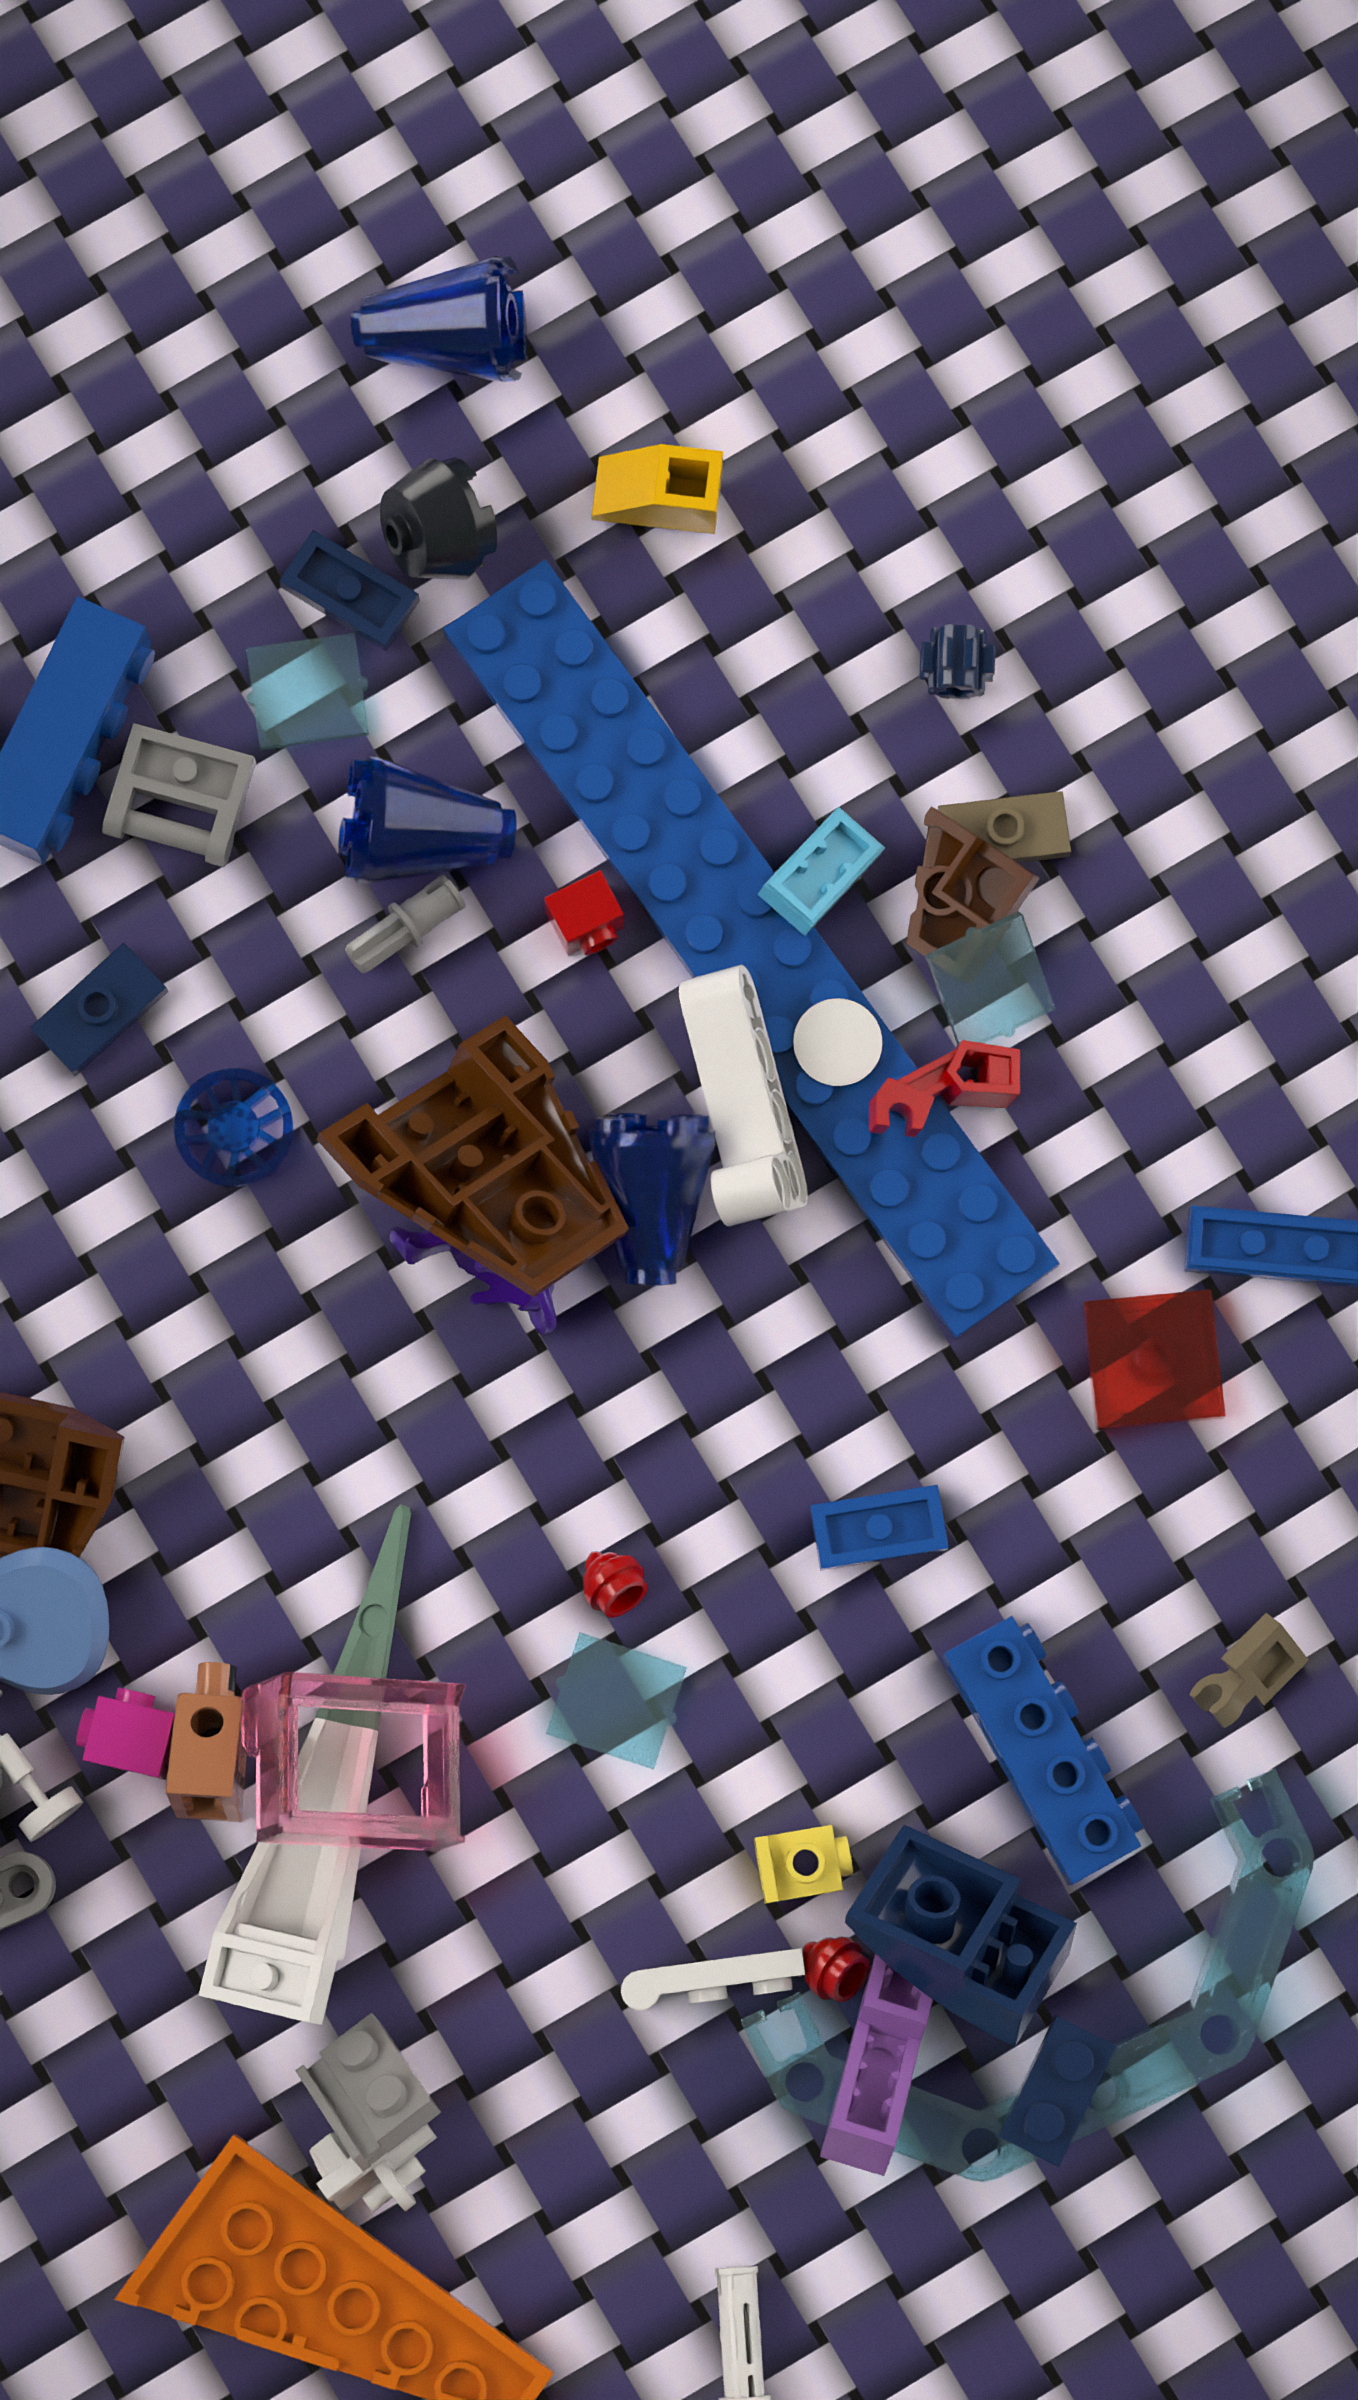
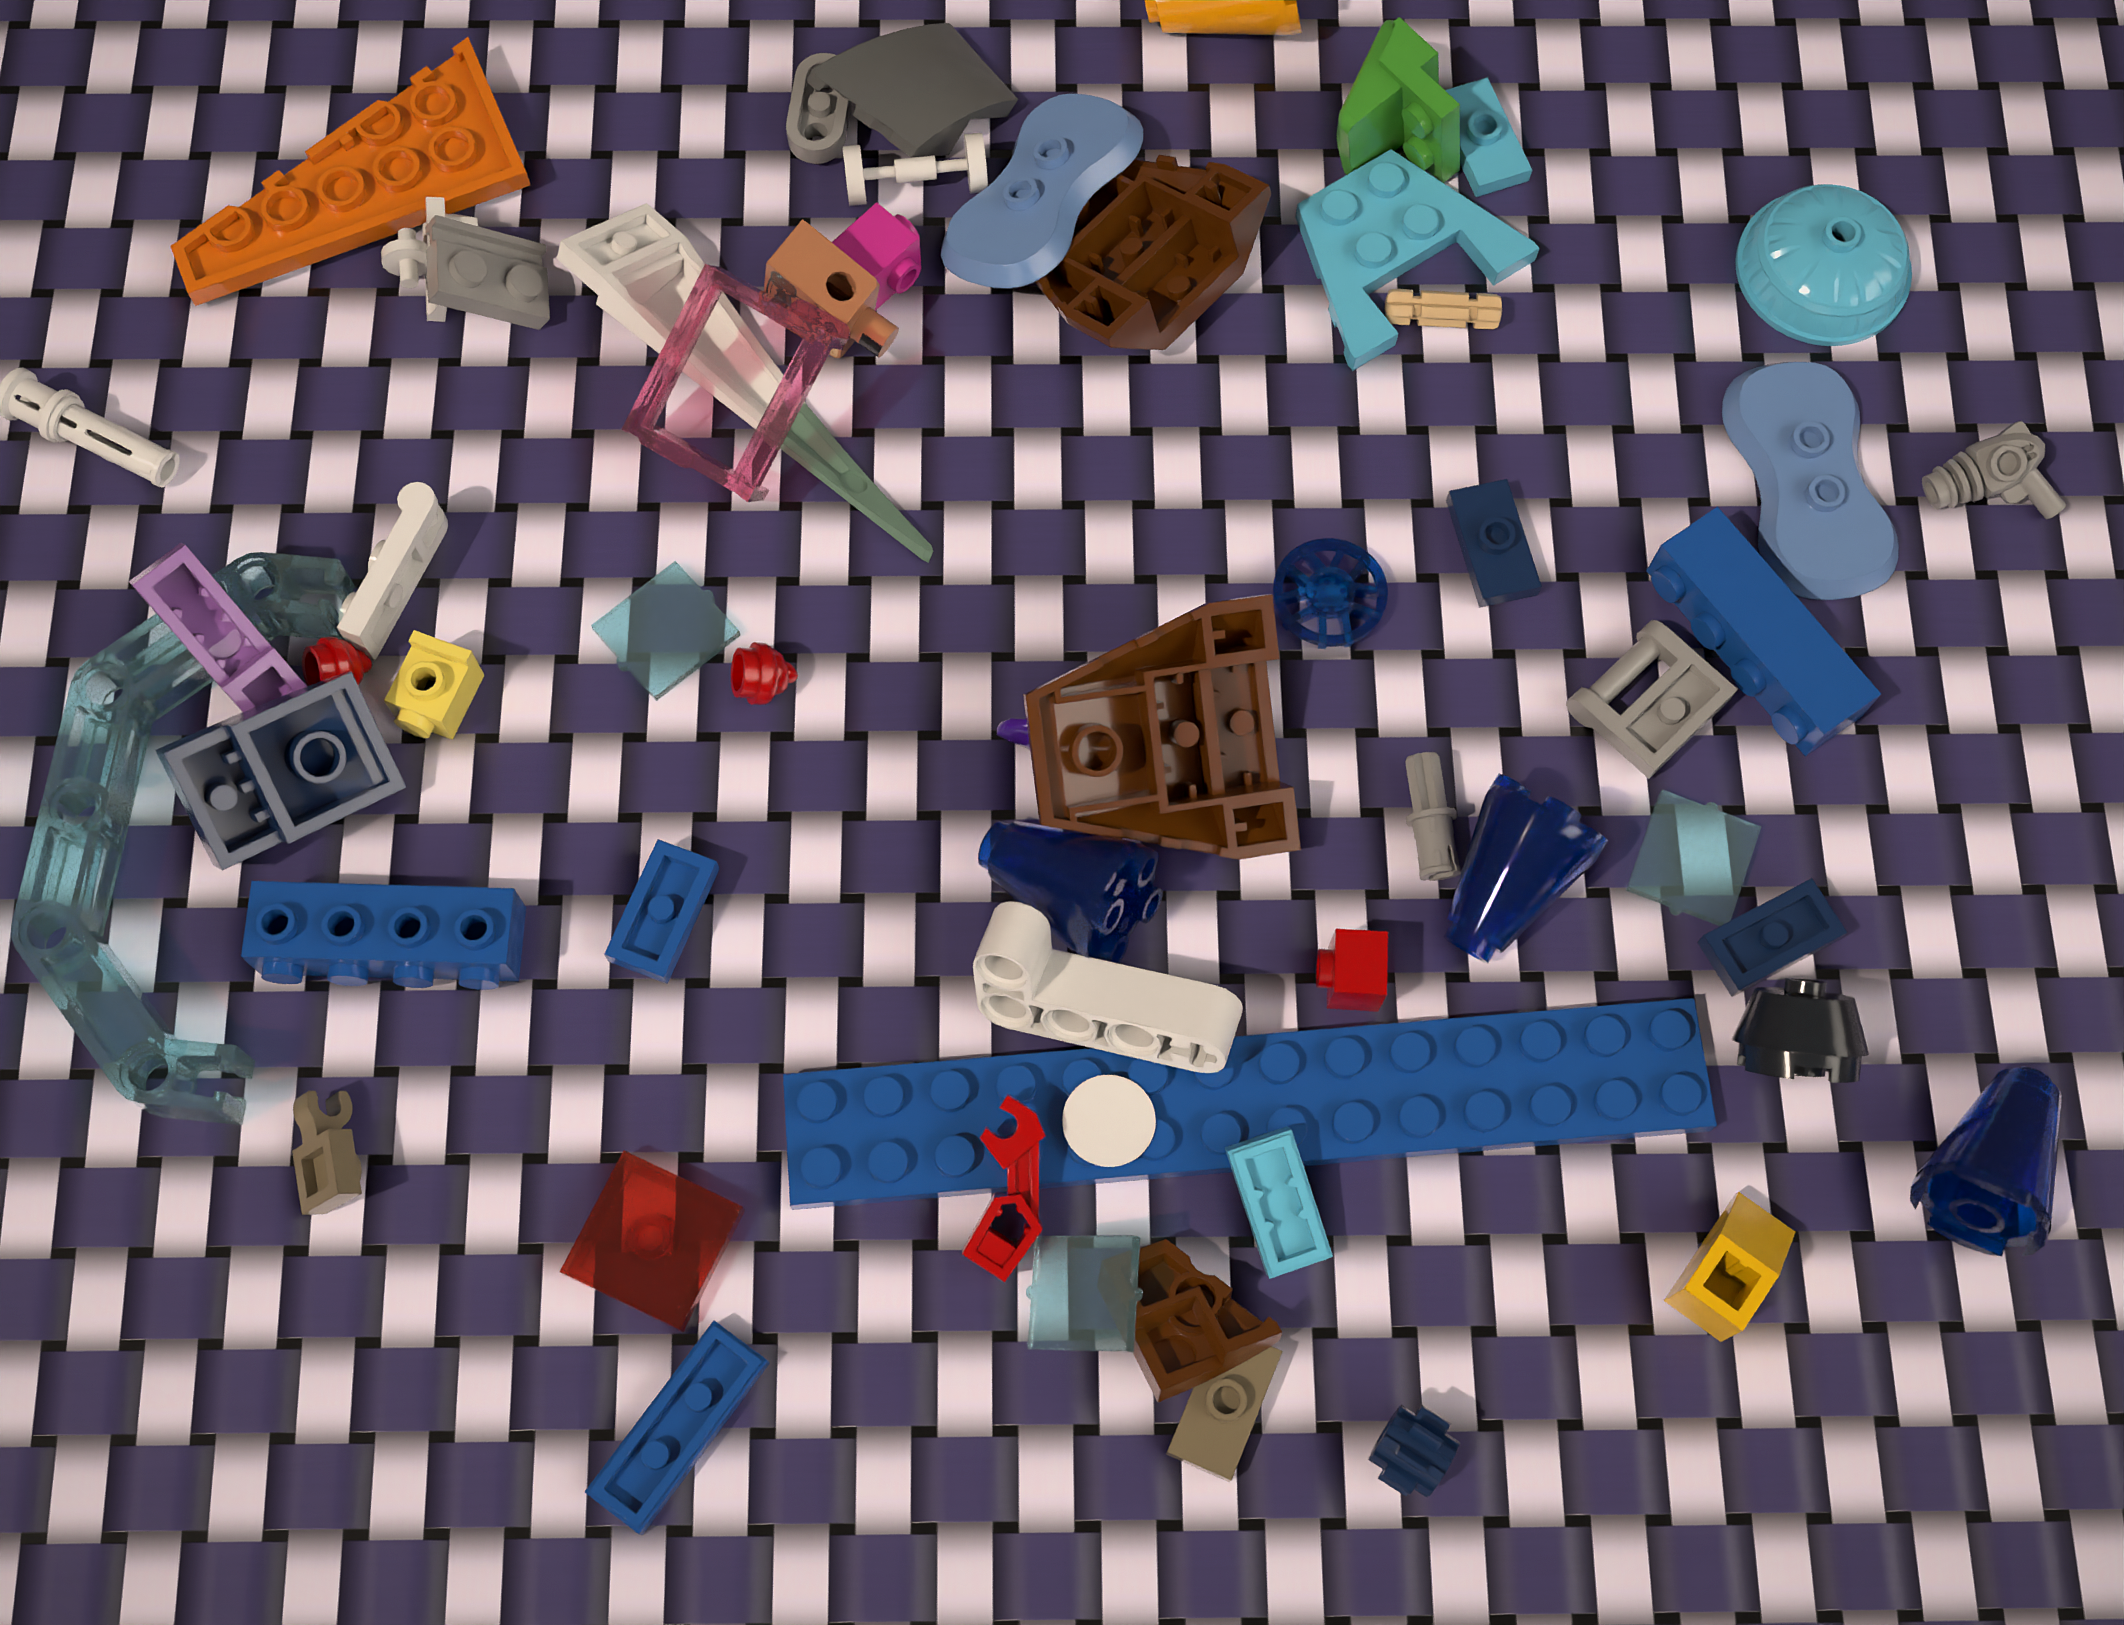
camera: 120 degrees right, 10 degrees down
(1056, 2091) = (97, 764): dark blue plate -> none

